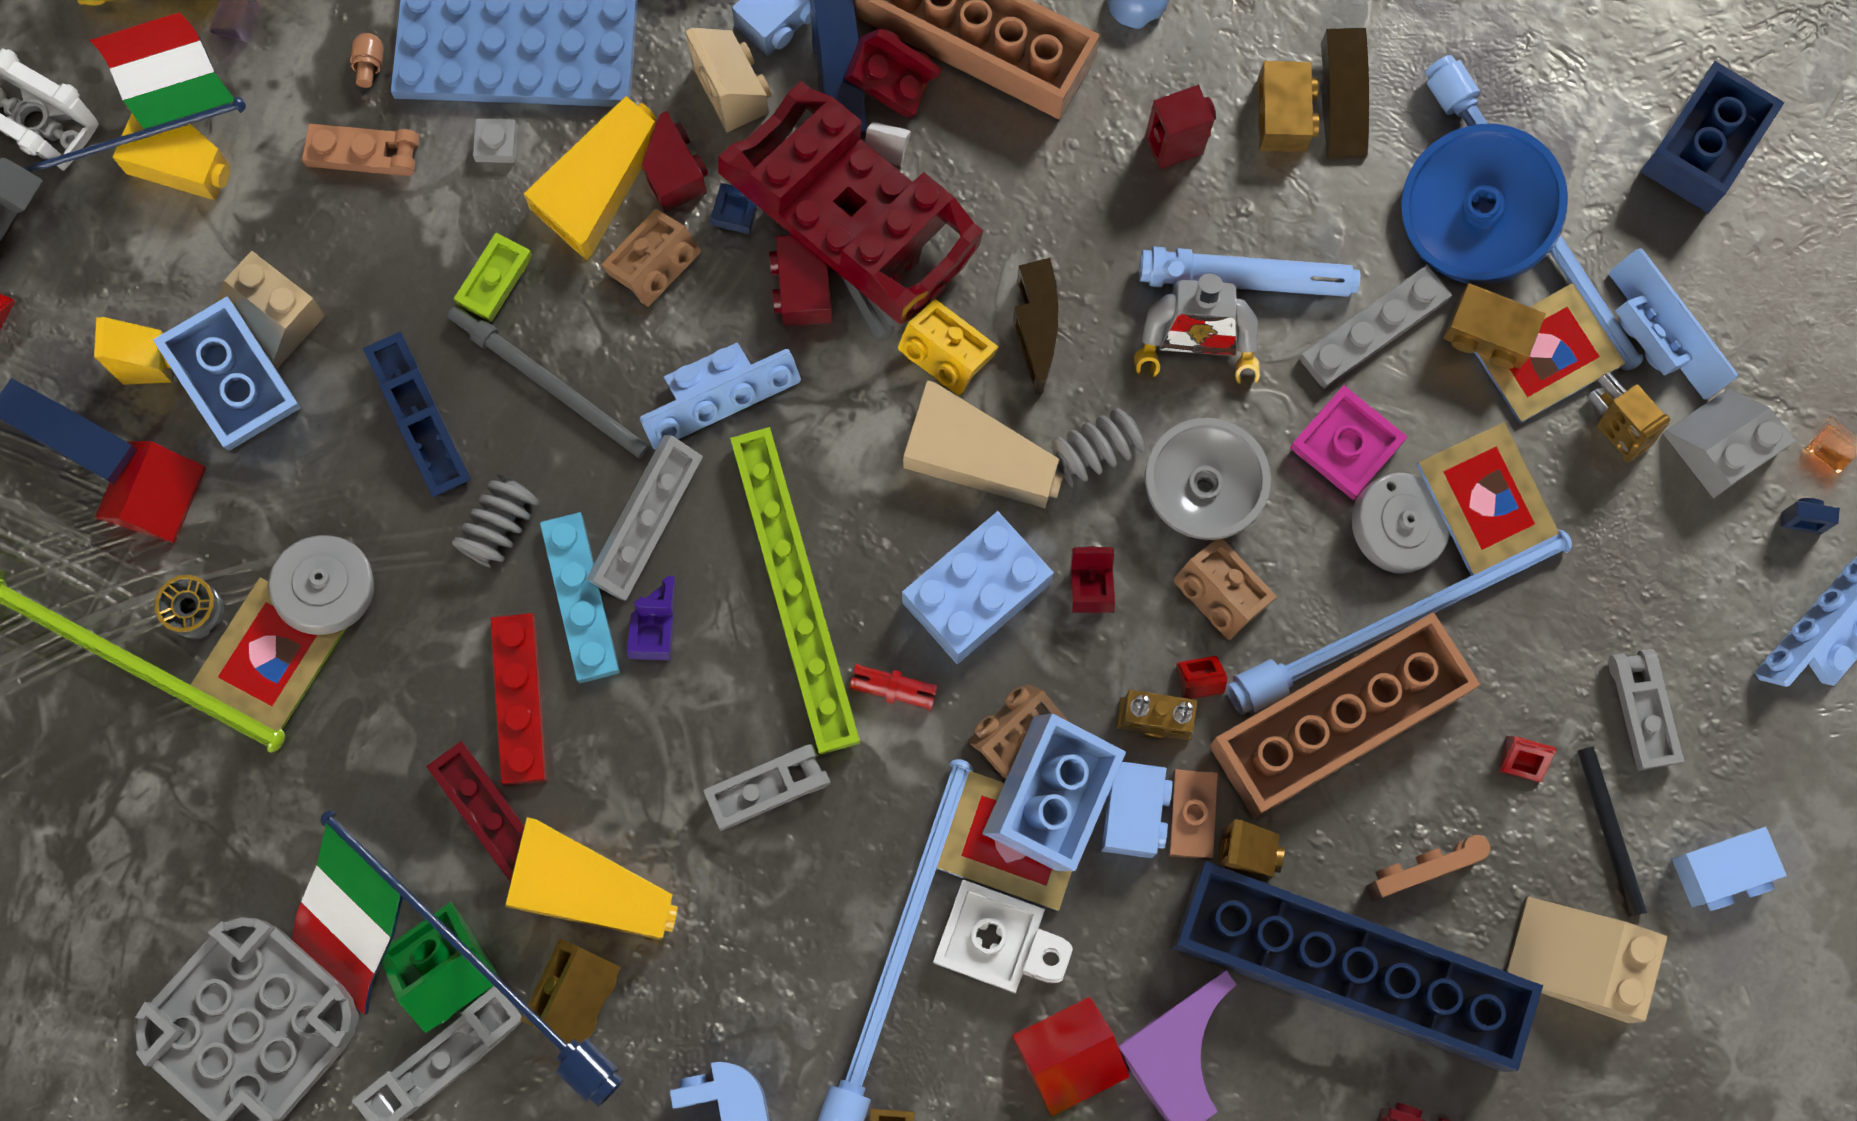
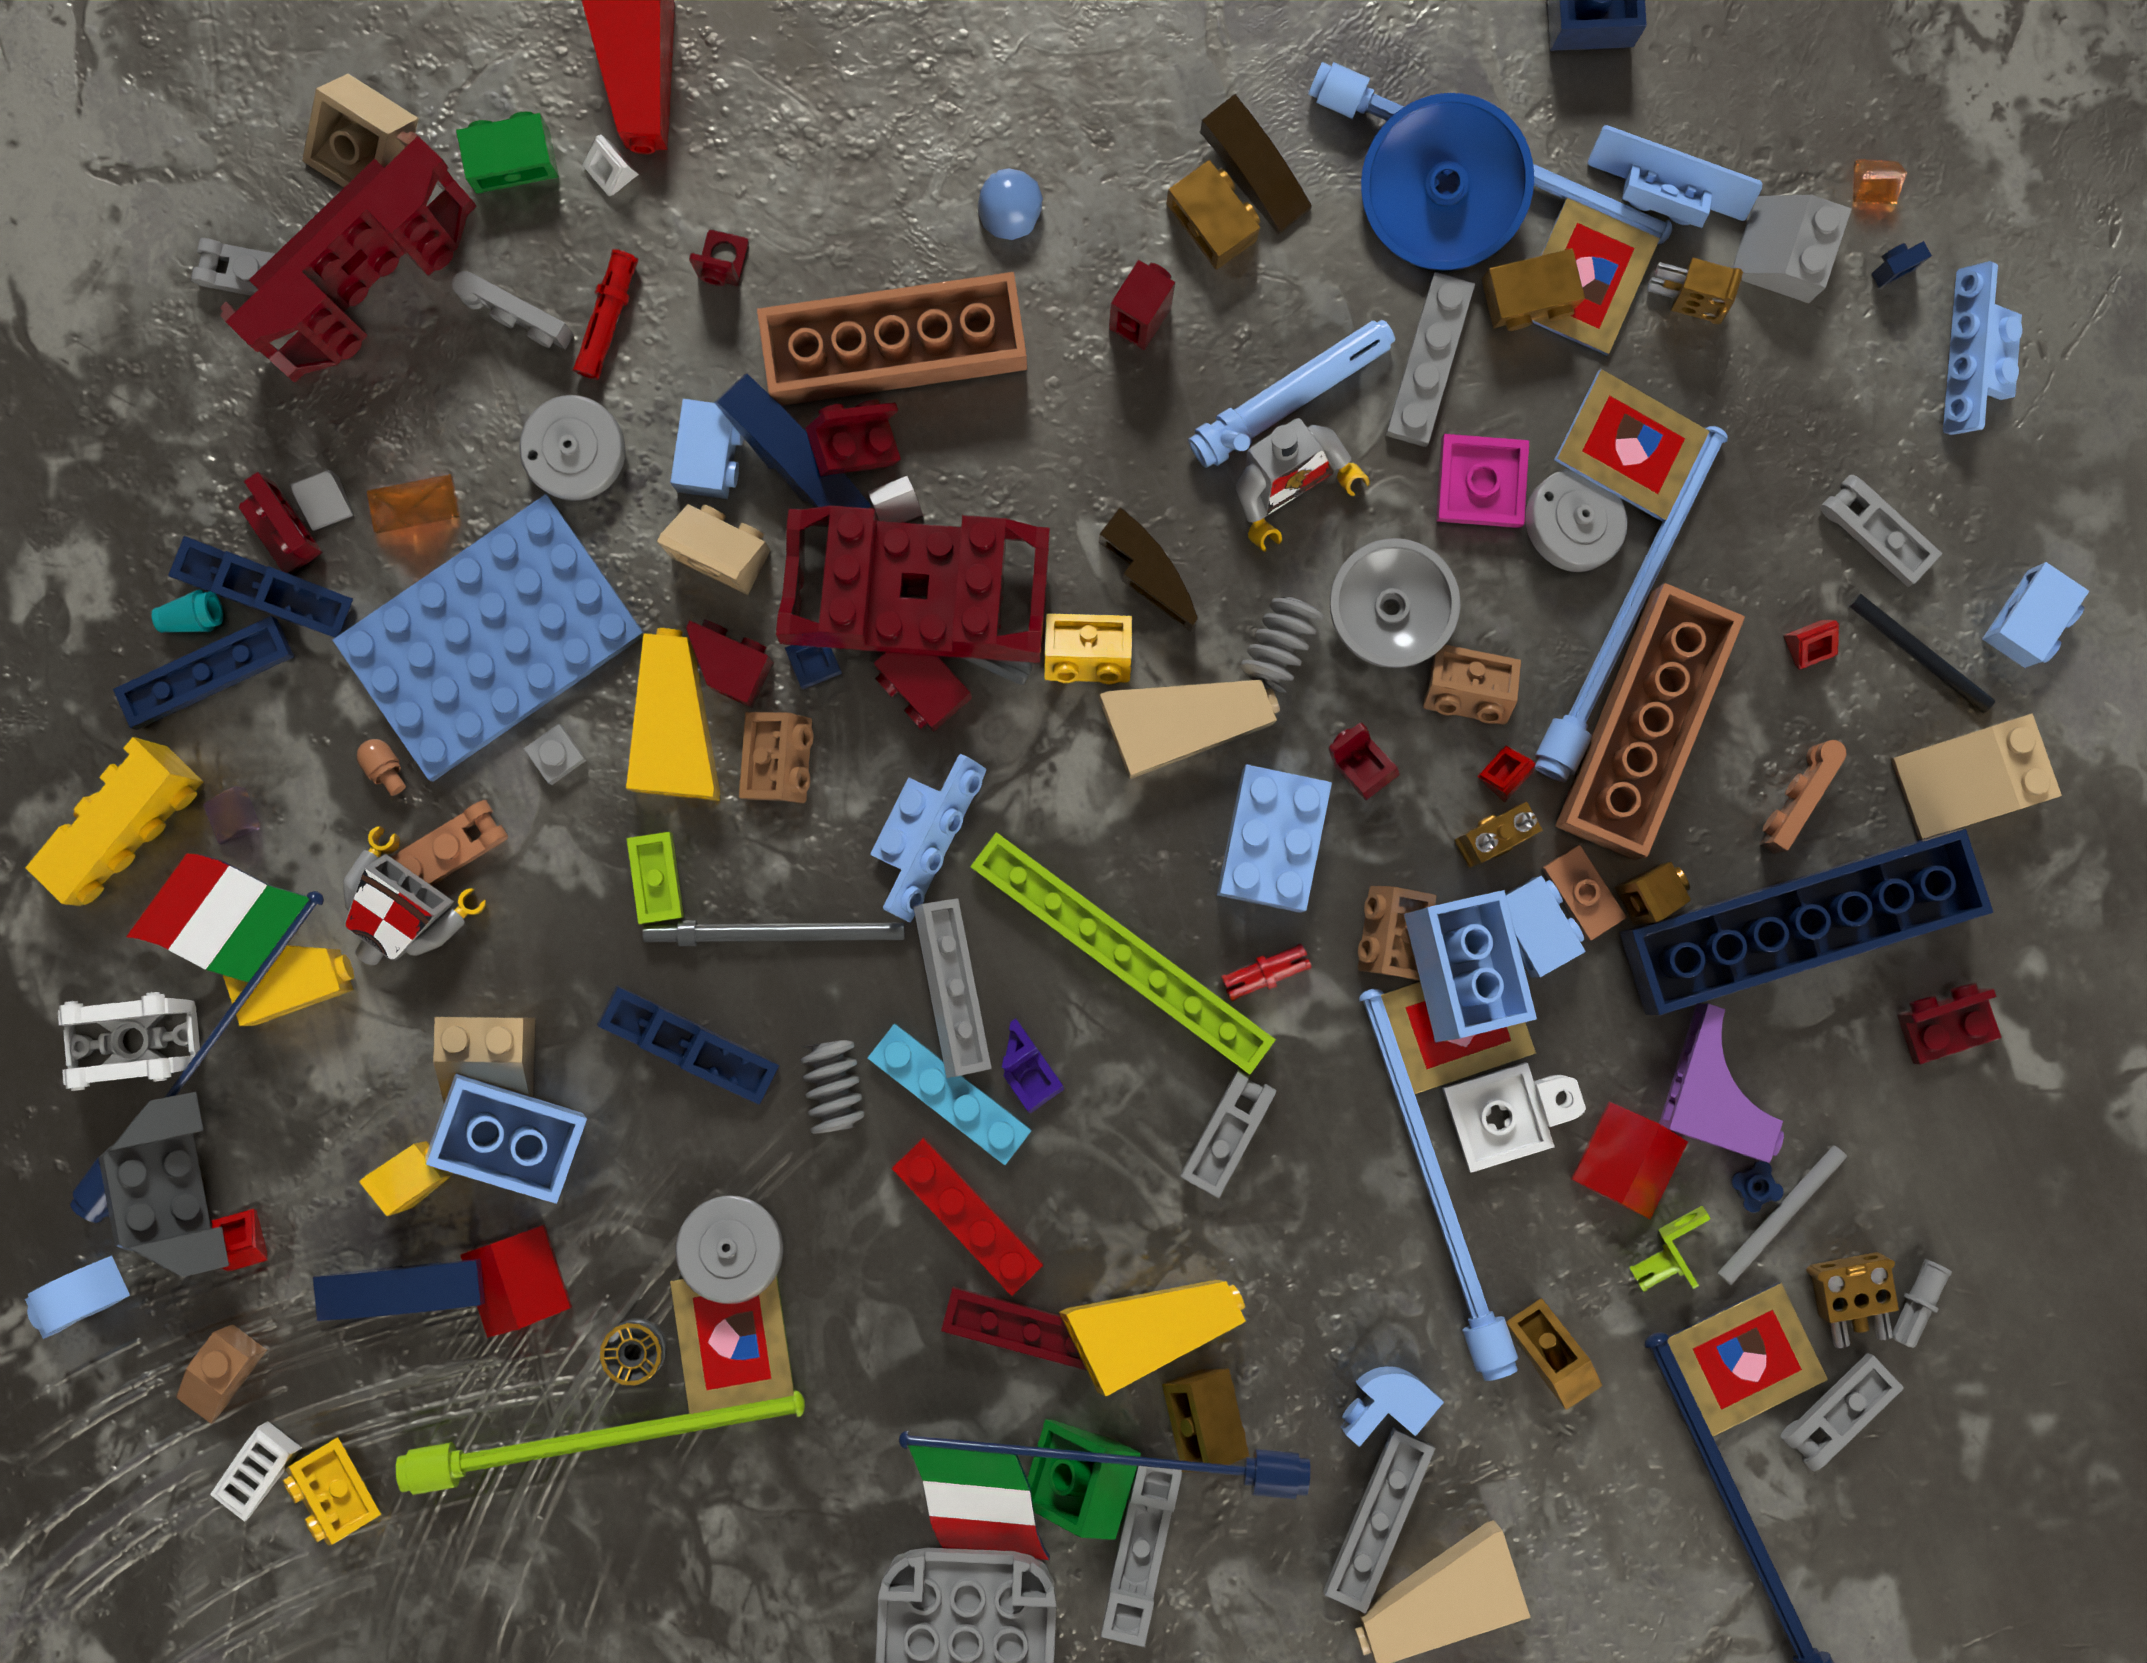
camera: 40 degrees left, 10 degrees up
(291, 159) = (395, 908): none -> torso

